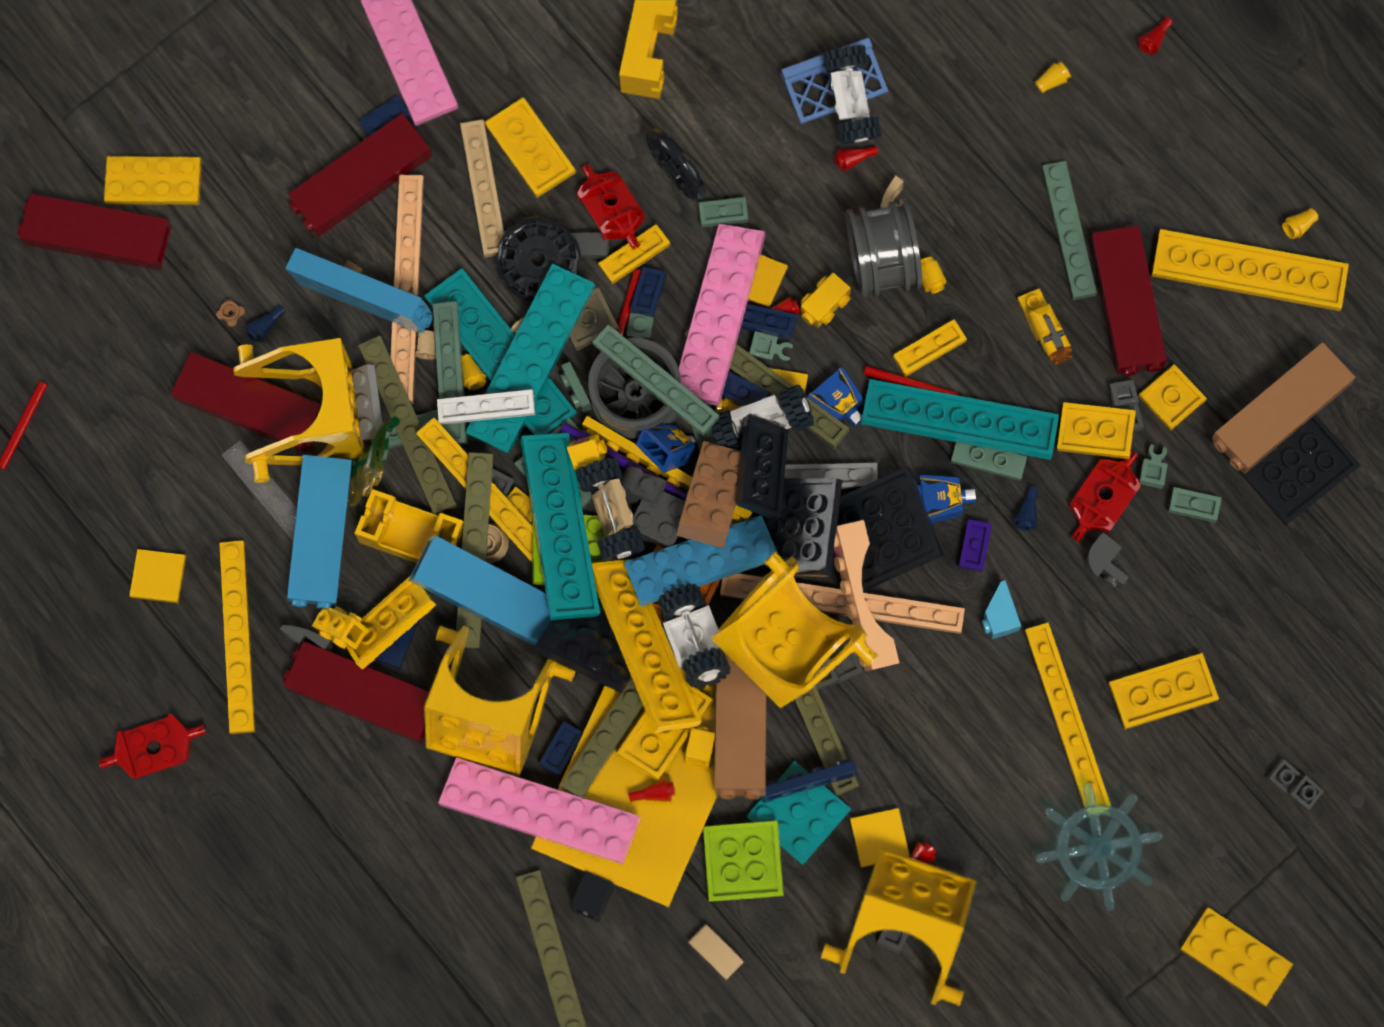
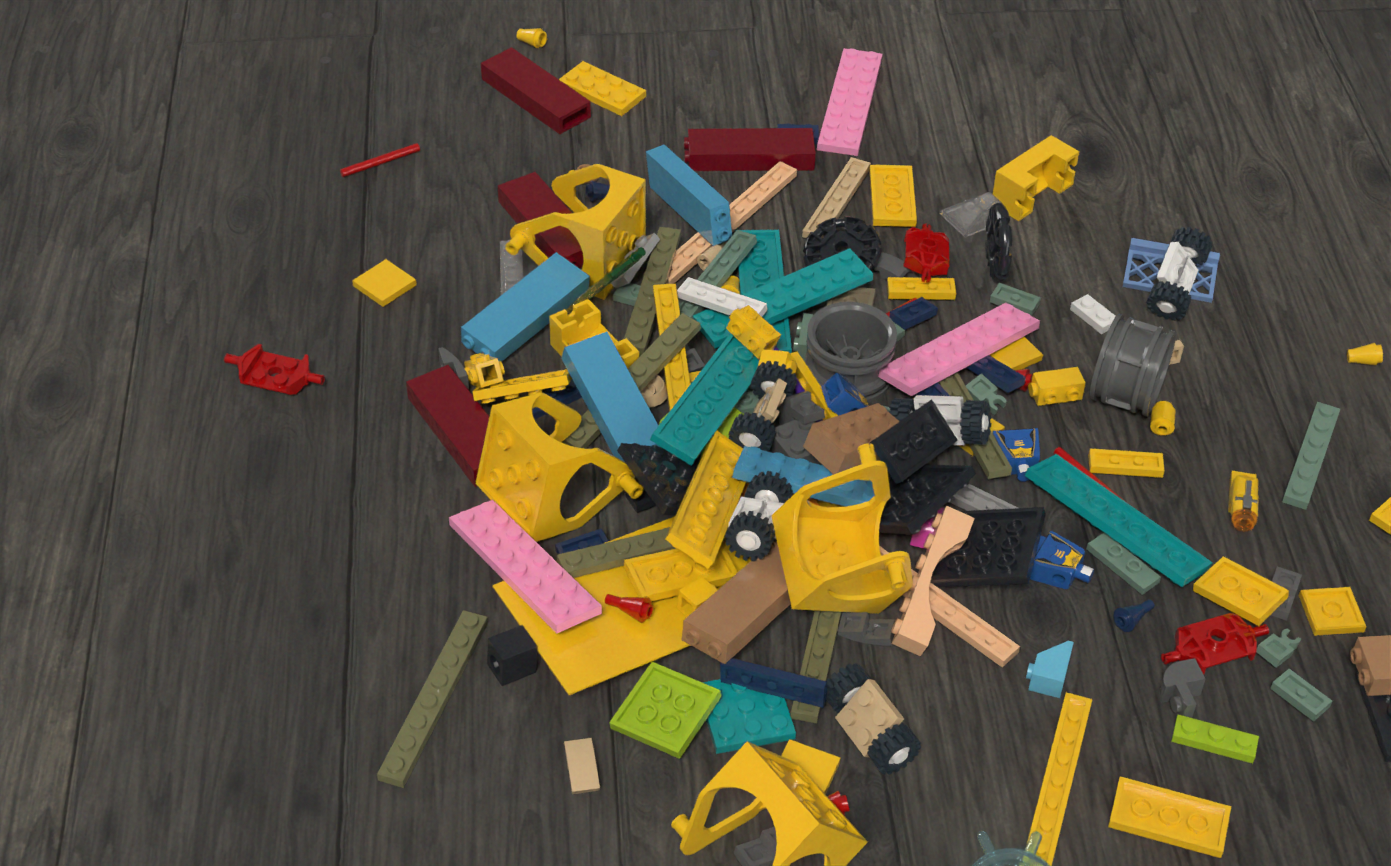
camera: 30 degrees right, 30 degrees down
(29, 155) = (533, 37): none -> yellow cone
(237, 637) = (402, 347): yellow plate -> none
(543, 431) = (752, 330): none -> yellow brick
(615, 122) = (971, 214): none -> clear slope
(655, 380) = (870, 335): sand green plate -> none
(799, 180) = (1093, 313): none -> white plate
(849, 158) = (1147, 316): red cone -> none
(901, 762) = (871, 719): none -> plate
(975, 545) = (1064, 611): dark purple plate -> none
(1128, 301) = (1334, 522): dark red brick -> none
(1154, 591) = (1215, 739): none -> lime plate

